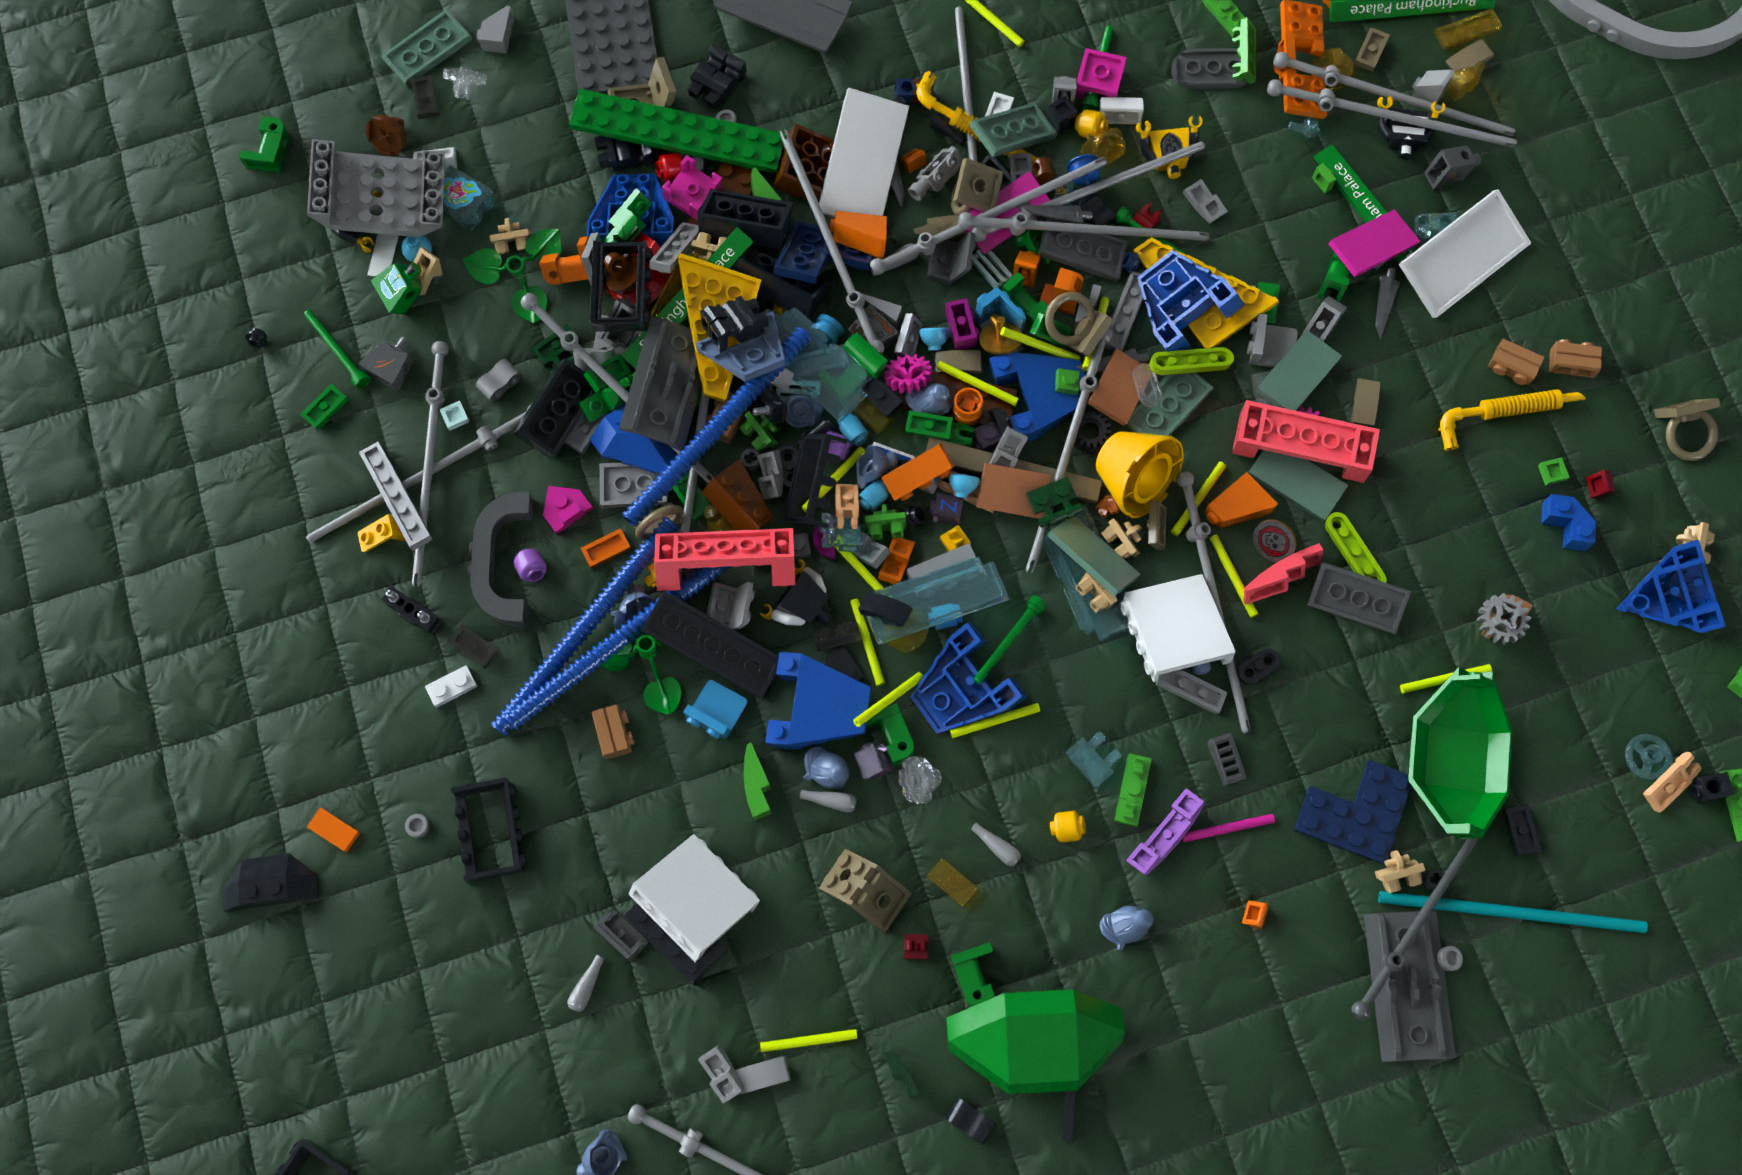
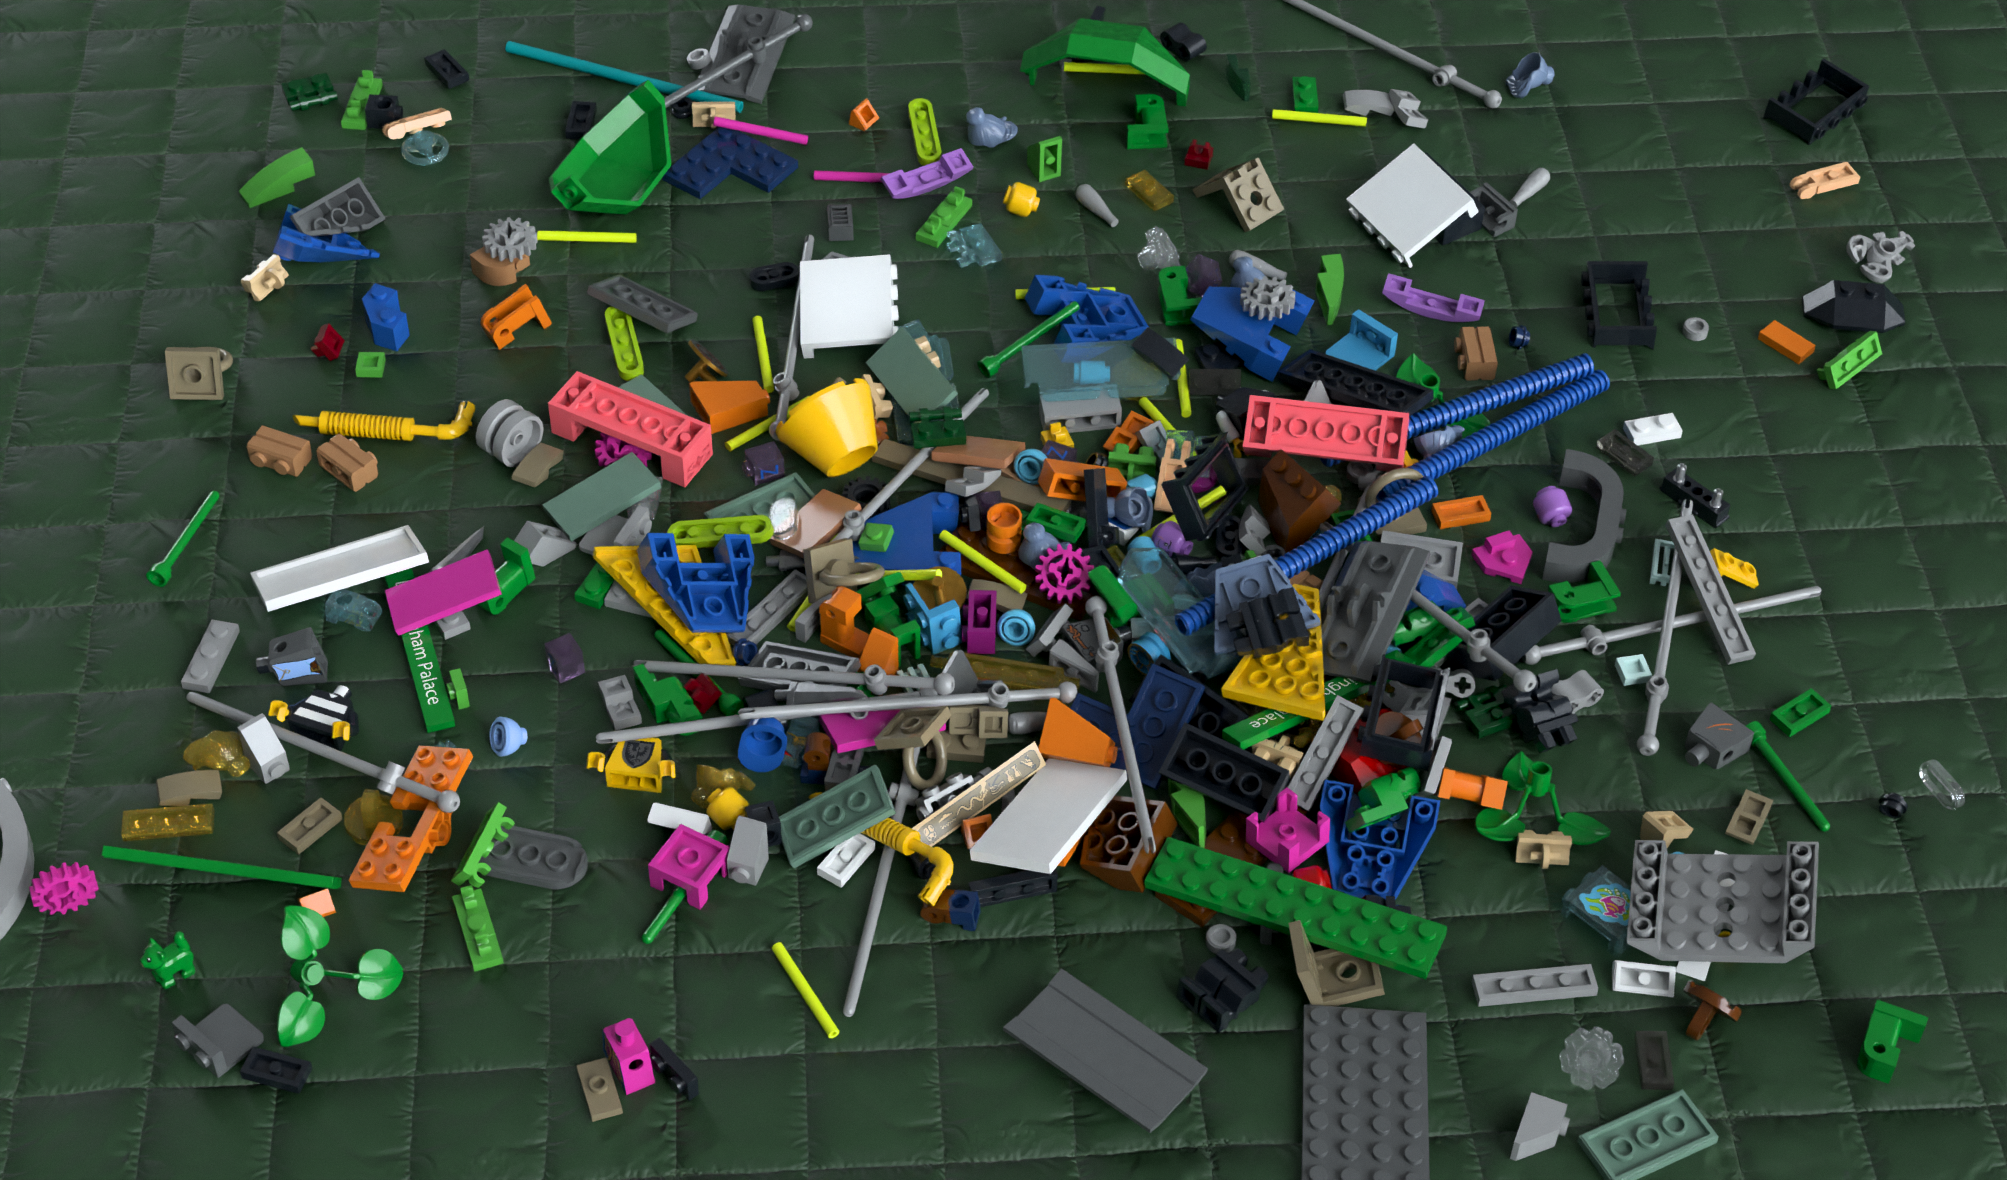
camera: 170 degrees left, 25 degrees down
(219, 364) = (1942, 784): none -> clear tile
(241, 971) = (1880, 253): none -> light grey animal
(274, 813) = (1851, 360): none -> bright green plate
(291, 1076) = (1824, 180): none -> light nougat hinge
(364, 305) = (1749, 817): none -> dark tan slope
(398, 287) = (1702, 813): green torso -> none
(442, 537) = (1664, 577): none -> light aqua tile
(496, 473) = (1589, 598): none -> green piece
(508, 132) = (1534, 985): none -> light grey plate
(516, 340) = (1542, 713): none -> black hips
(577, 767) = (1519, 336): none -> dark blue plate
(659, 791) = (1432, 305): none -> medium lavender slope
(796, 718) = (1267, 298): none -> light grey gear
(829, 1073) = (1305, 94): none -> green plate
(888, 699) = (1179, 308): neon yellow piece -> none
(897, 441) = (1097, 510): none -> black hinge
(918, 175) = (980, 795): none -> sticker
(931, 292) = (1013, 673): none -> clear yellow plate
(1063, 888) = (1045, 158): none -> bright green slope
(1172, 204) = (665, 698): none -> green plate
(1189, 904) = (924, 131): none -> lime plate
(1191, 442) = (763, 463): none -> clear purple brick
(1260, 220) = (564, 658): none -> clear purple brick
(1270, 148) = (506, 736): none -> light blue brick
(1277, 577) = (723, 330): coral slope -> none
(1327, 100) = (415, 741): light grey bar -> none
(1345, 857) = (760, 130): none -> dark pink bar
(1402, 410) = (509, 432): none -> light grey wheel
(1456, 549) = (512, 314): none -> orange piece
(1519, 170) = (210, 656): none -> light grey plate
(1597, 226) = (160, 573): none -> green piece
(1676, 627) = (339, 212): none -> dark grey wedge
(1686, 871) = (446, 68): none -> black plate

